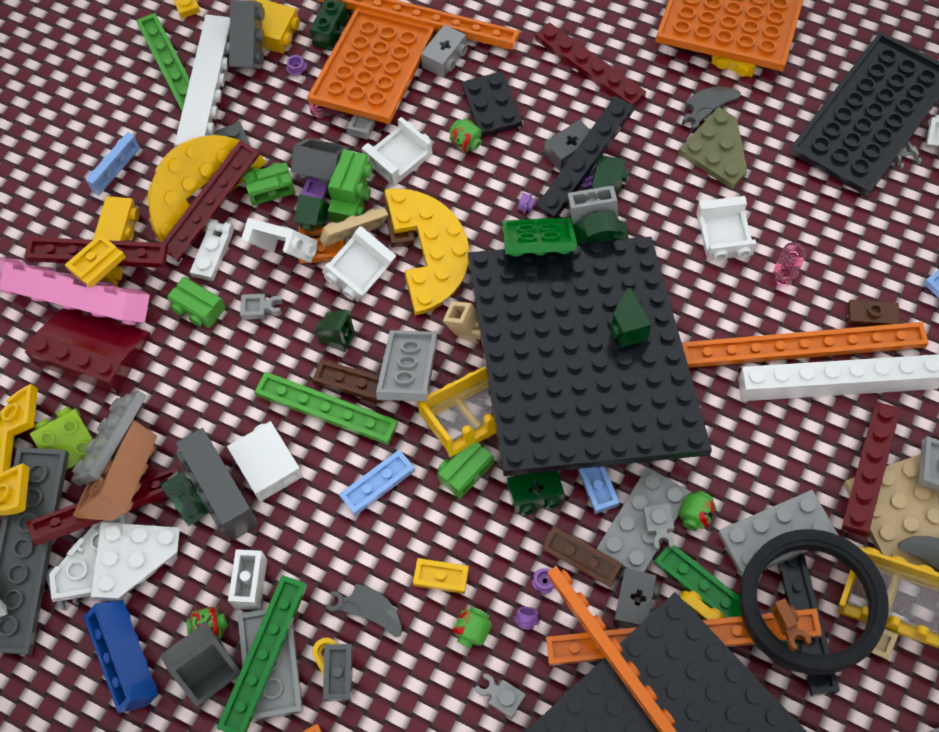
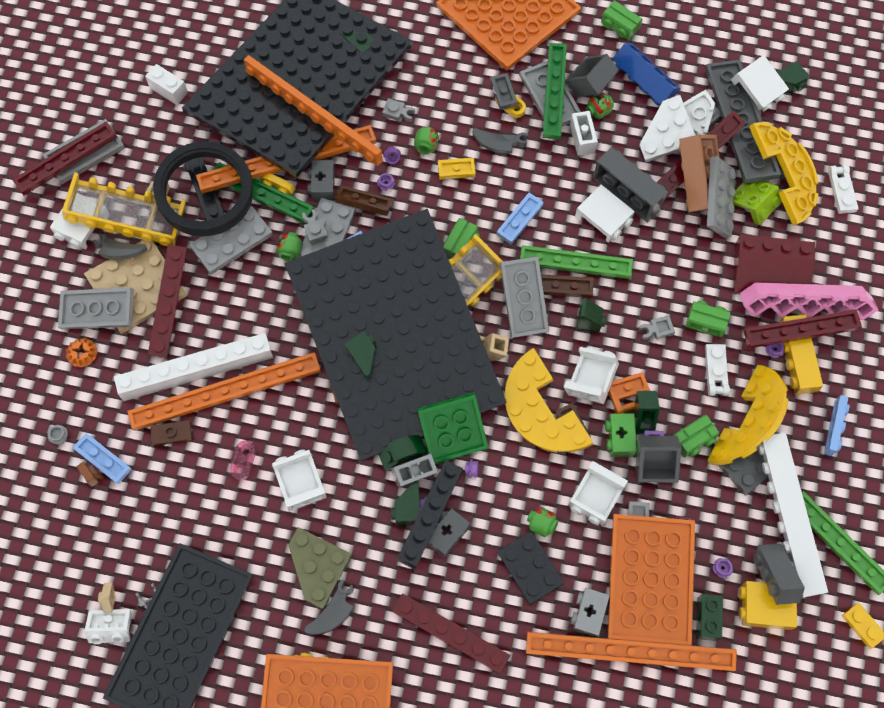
camera: 160 degrees right, 5 degrees up
(95, 261) = (796, 311): yellow plate -> none
(184, 497) = (656, 172): clear green plate -> none
(210, 199) = (734, 401): dark red plate -> none
(267, 235) = (659, 374): white panel -> none
(343, 230) = (607, 405): tan plate -> none
(349, 176) = (625, 441): bright green brick -> none
(787, 622) = (219, 159): dark orange plate -> none

